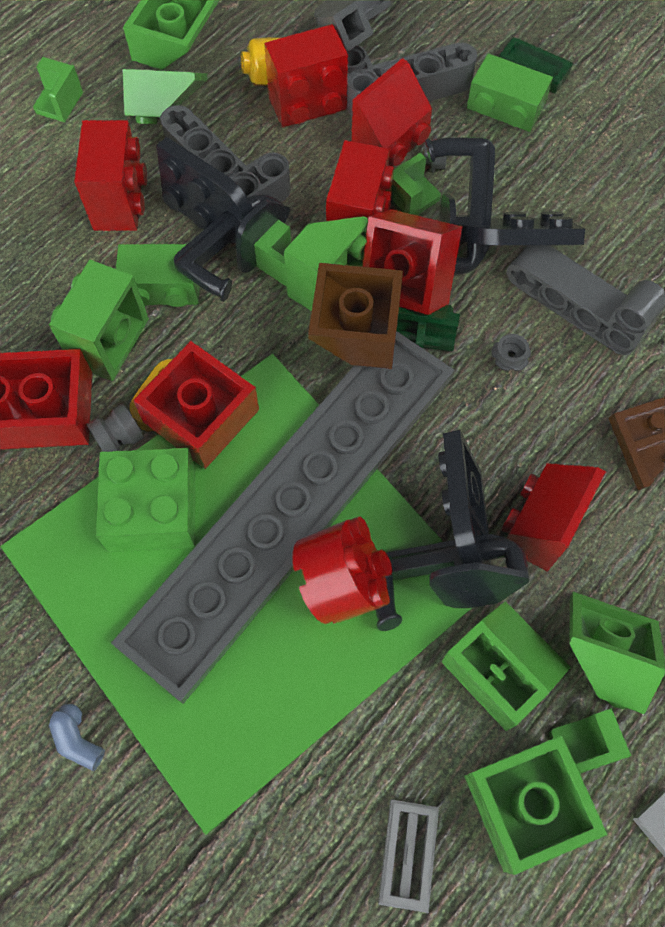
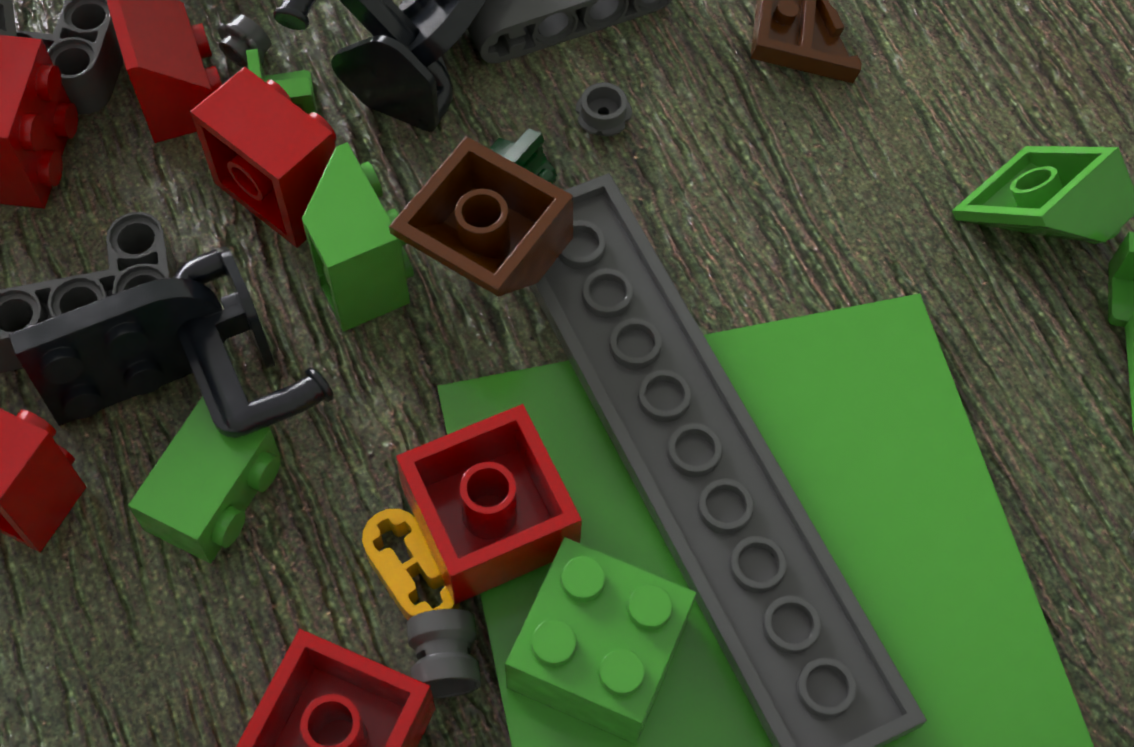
camera: 65 degrees left, 5 degrees down
(101, 318) = (247, 582): bright green brick -> none
(270, 251) = (288, 306): bright green panel -> none
(342, 571) = (847, 420): red brick -> none
(421, 249) = (415, 123): red brick -> none
(460, 567) = (877, 271): black plate -> none
(505, 666) = (1029, 321): bright green slope -> none
(552, 511) = (861, 167): red slope -> none

